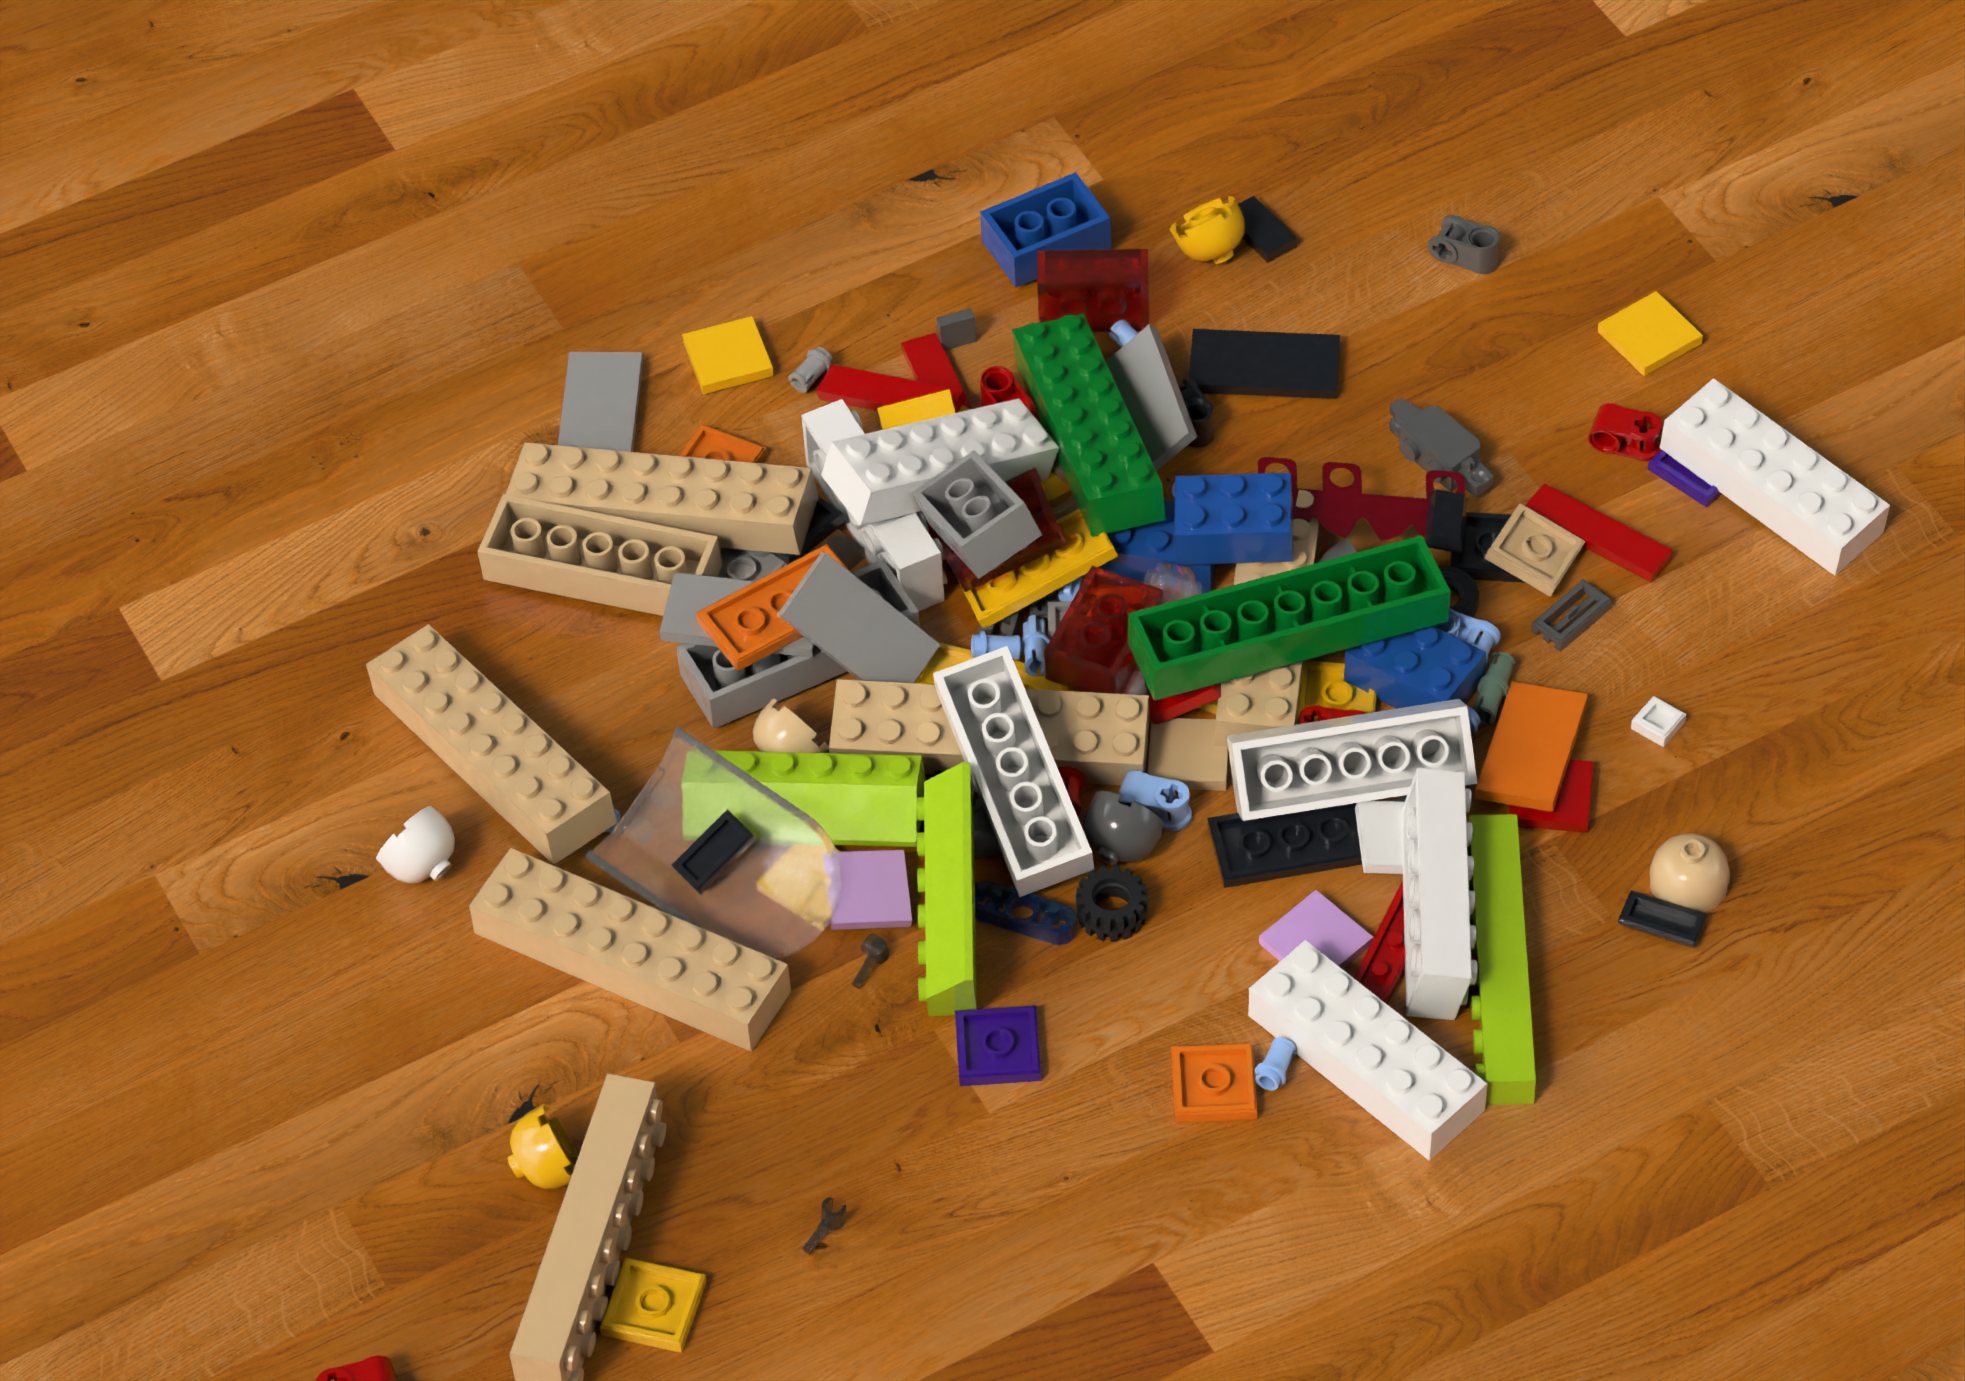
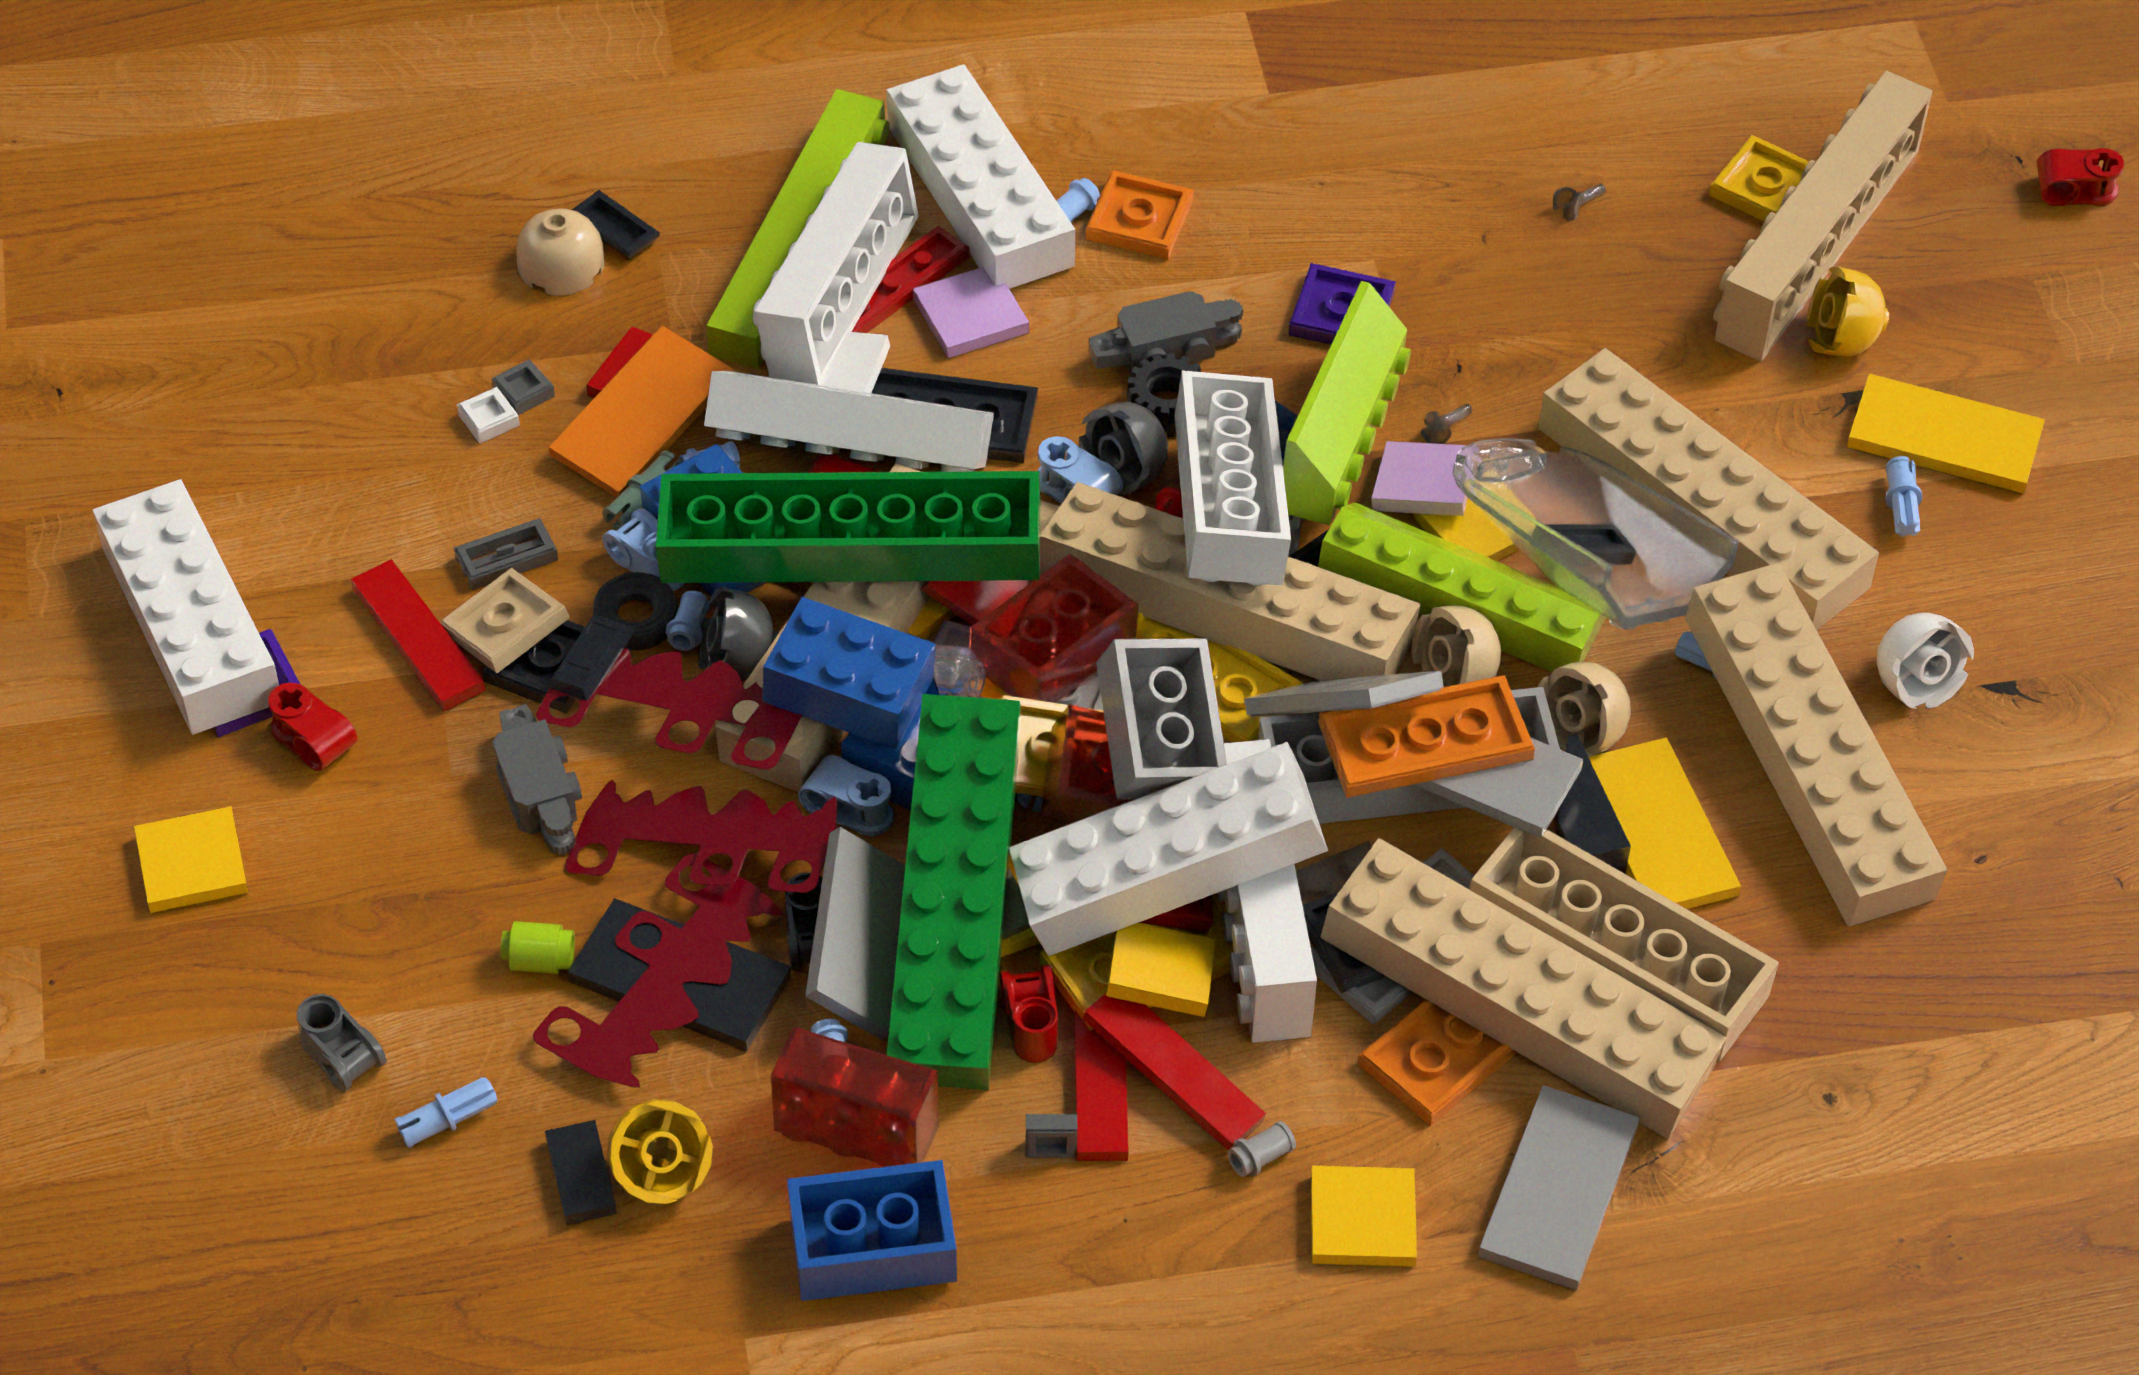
camera: 165 degrees left, 0 degrees up
(436, 1087) = (1946, 433): none -> yellow tile
(461, 1005) = (1903, 495): none -> light blue axle
(597, 675) = (1665, 825): none -> yellow tile
(638, 638) = (1588, 816): none -> black slope
(662, 716) = (1589, 703): none -> tan cylinder
(1135, 955) = (1168, 325): none -> dark grey hinge
(1220, 443) = (732, 831): none -> dark red piece
(1269, 364) = (658, 998): none -> dark red piece
(1368, 340) = (538, 947): none -> lime brick
(1369, 229) = (446, 1111): none -> light blue axle
(1646, 753) = (524, 386): none -> dark grey tile

